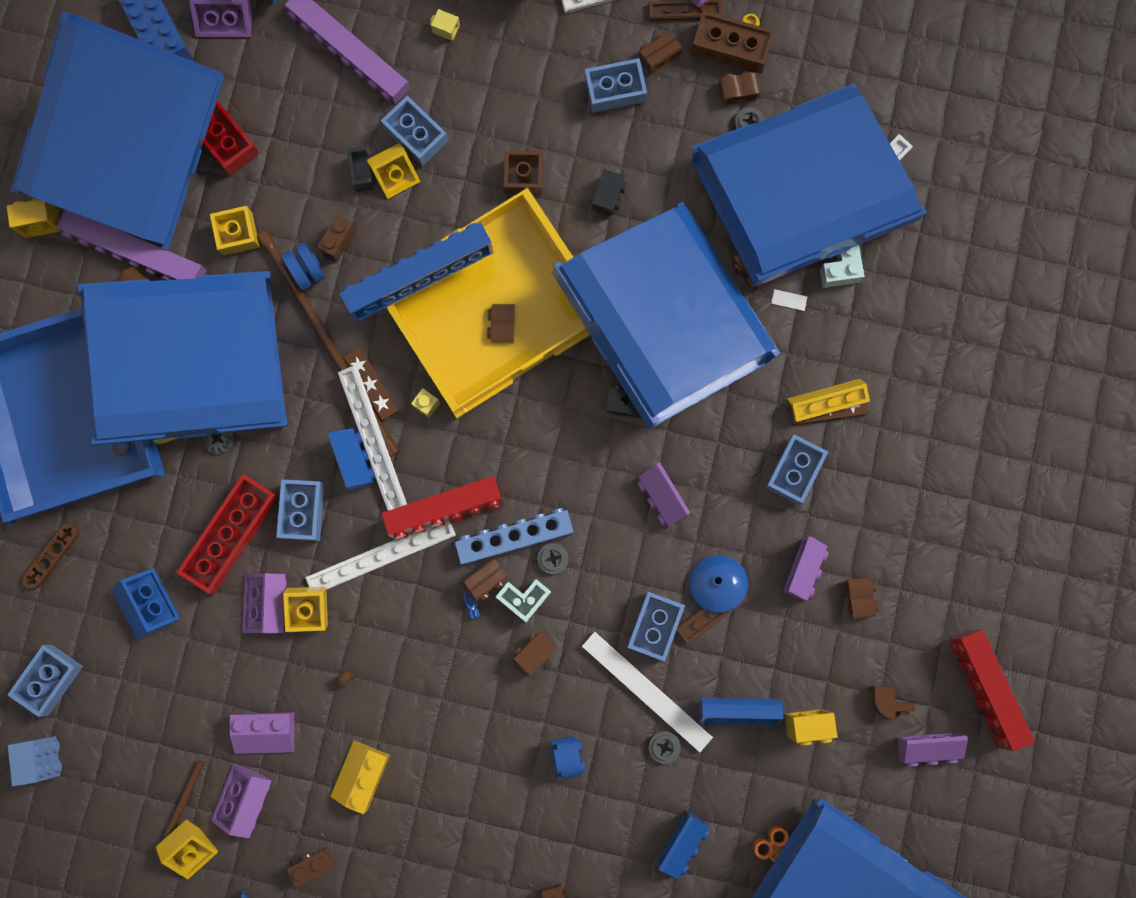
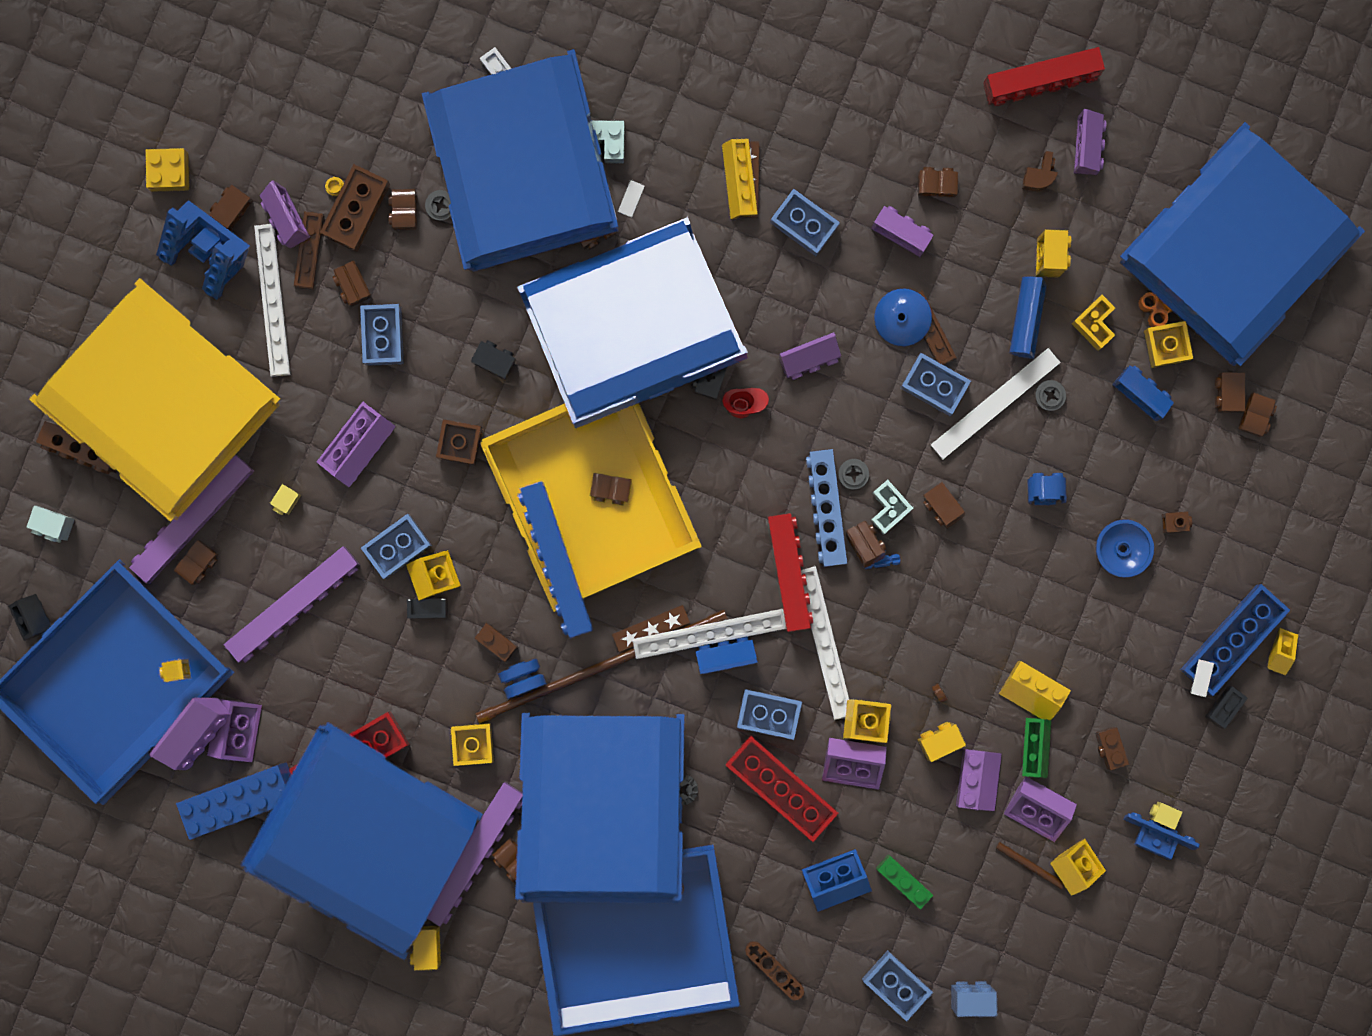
camera: 85 degrees left, 5 degrees up
(151, 672) = (904, 881): none -> green brick
(294, 687) = (941, 742): none -> yellow brick
(301, 787) = (1036, 747): none -> green brick
(425, 403) = (680, 575): light yellow brick -> none
(507, 80) = (356, 444): none -> medium lavender slope
(515, 863) = (1138, 547): none -> blue dish
(607, 438) = (744, 402): none -> red piece
(737, 864) = (1168, 344): none -> yellow brick
(745, 778) = (1091, 323): none -> yellow brick

